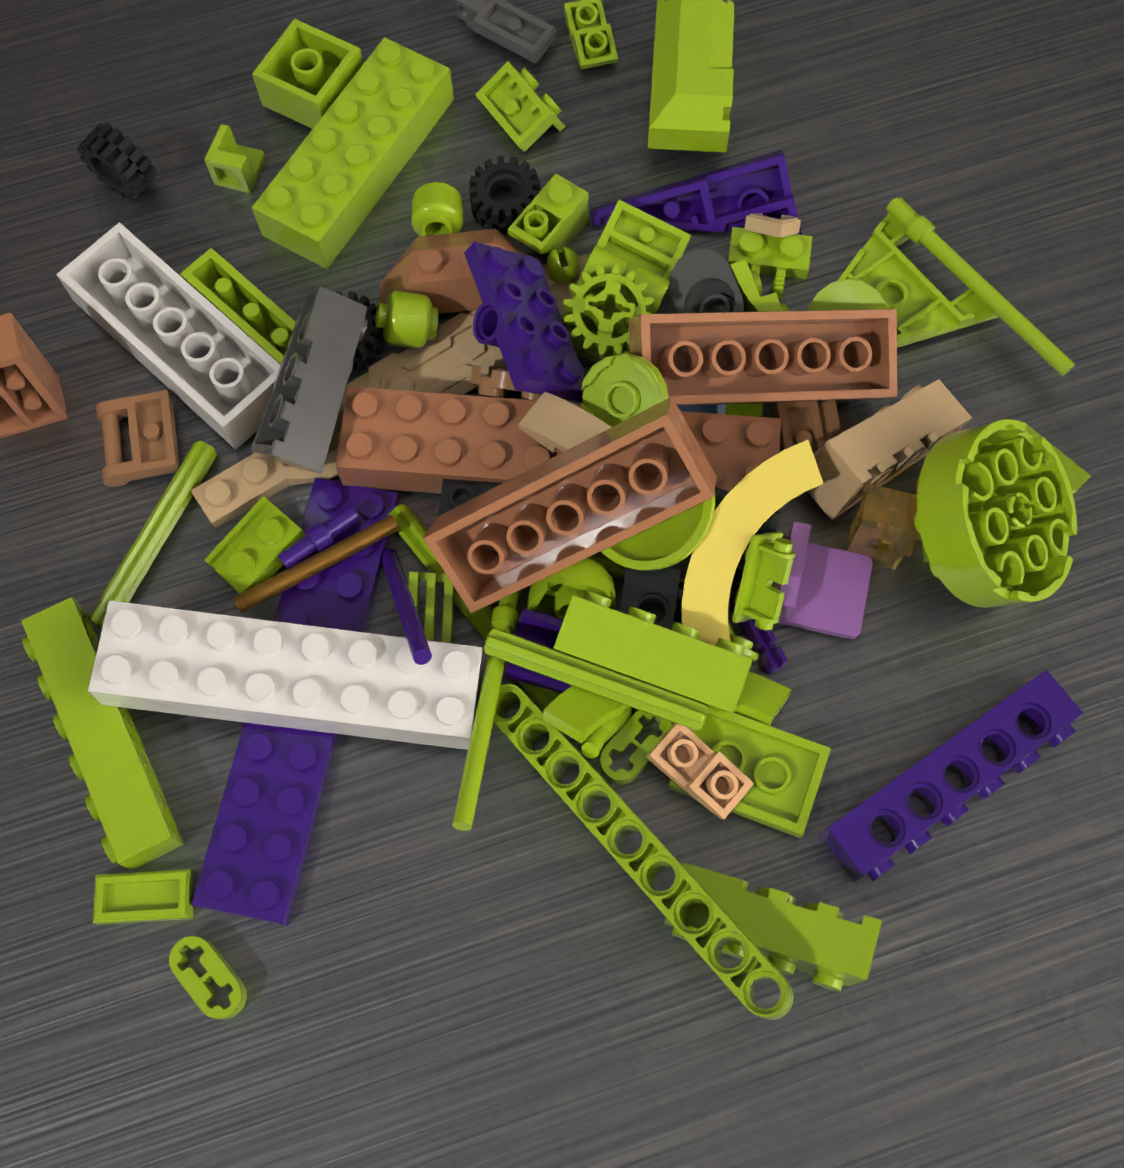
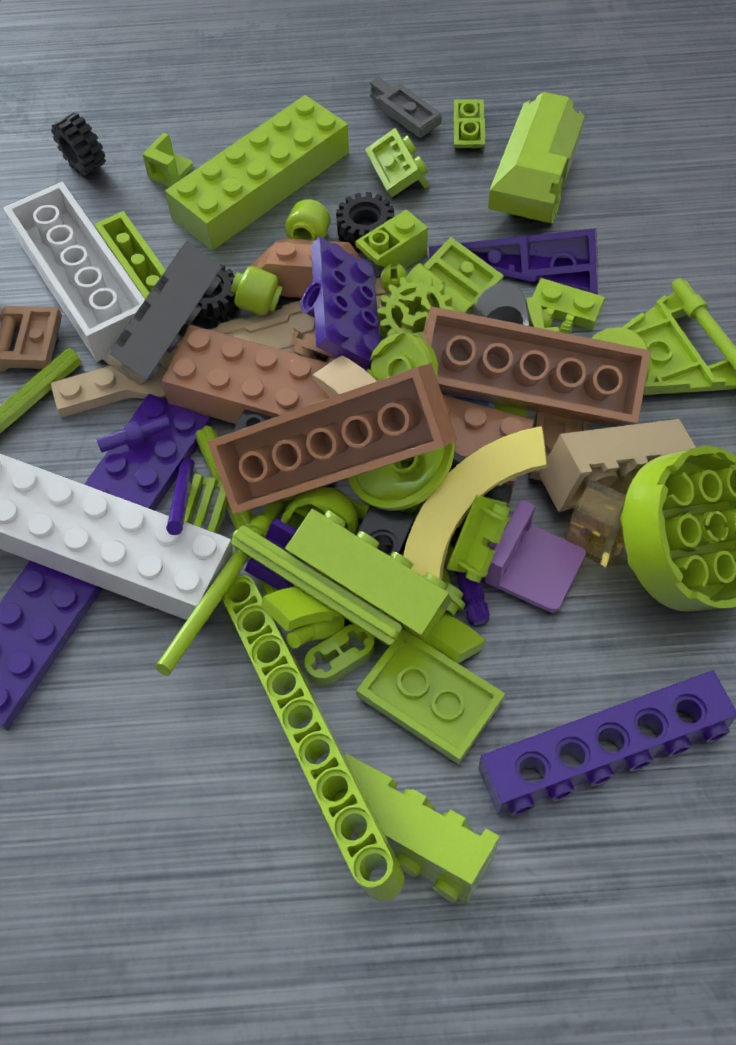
camera: 15 degrees right, 10 degrees down
(251, 548) = (76, 437): lime plate -> none
(305, 72) = (237, 108): lime brick -> none
(315, 564) = (125, 453): pearl gold bar -> none
(699, 770) = (384, 683): light nougat slope -> none
(772, 226) = (573, 281): tan tile -> none

